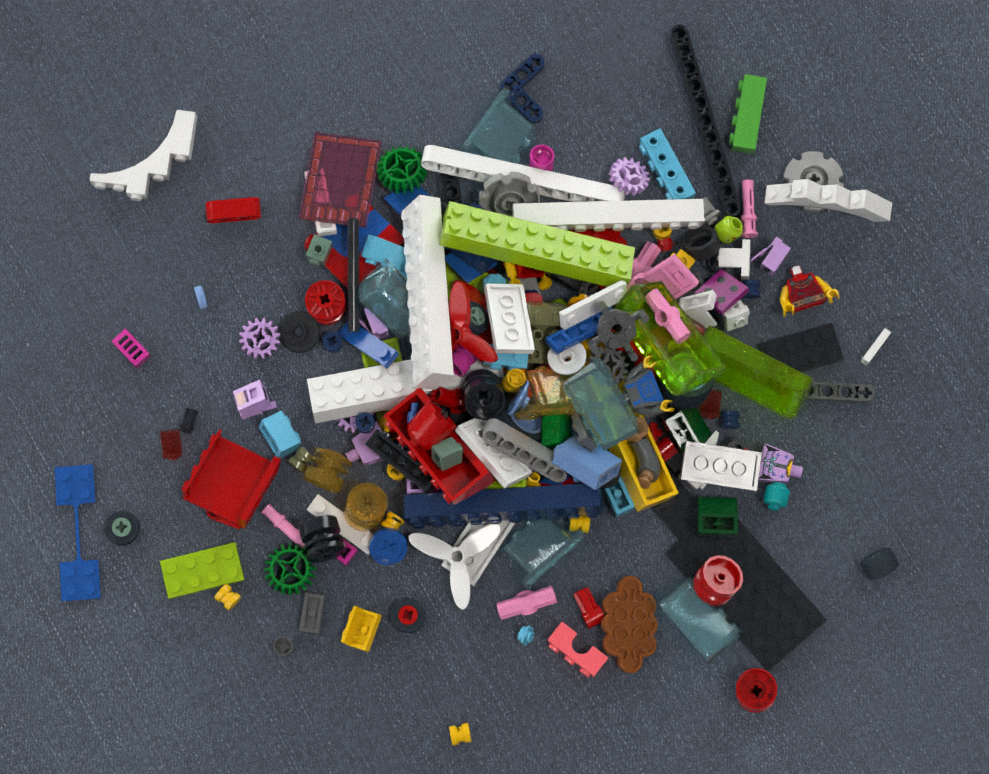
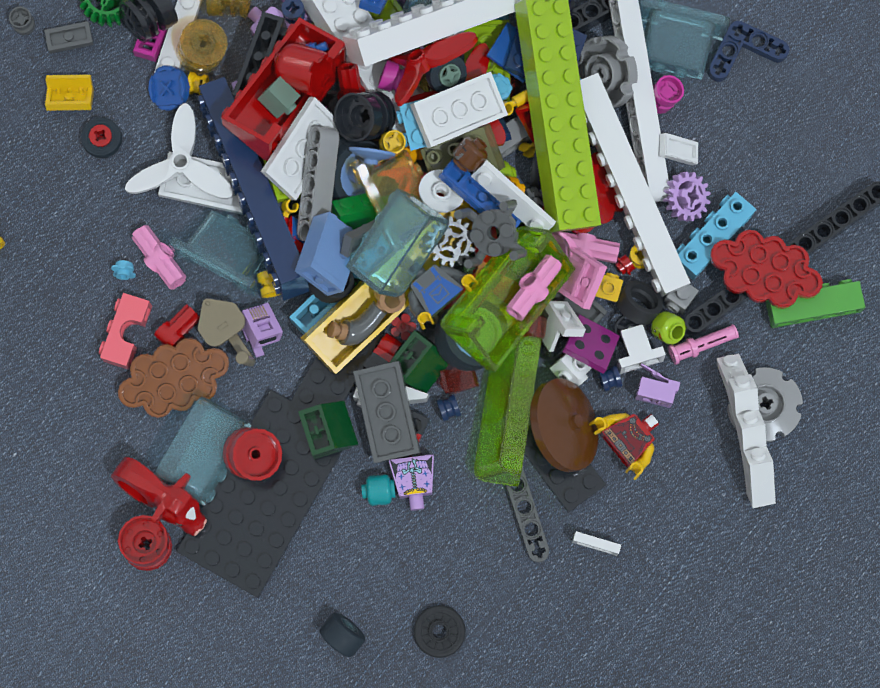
camera: 70 degrees right, 0 degrees up
(549, 322) = (470, 154): none -> reddish brown head
(589, 168) = (678, 149): none -> white tile
(601, 569) = (223, 322): none -> dark tan piece
(613, 542) = (261, 328): none -> lavender piece
(711, 138) = (766, 269): none -> red plate
(735, 656) = (172, 501): none -> red animal
(780, 335) = (561, 425): none -> reddish brown dish
(912, 486) = (450, 642): none -> black wheel

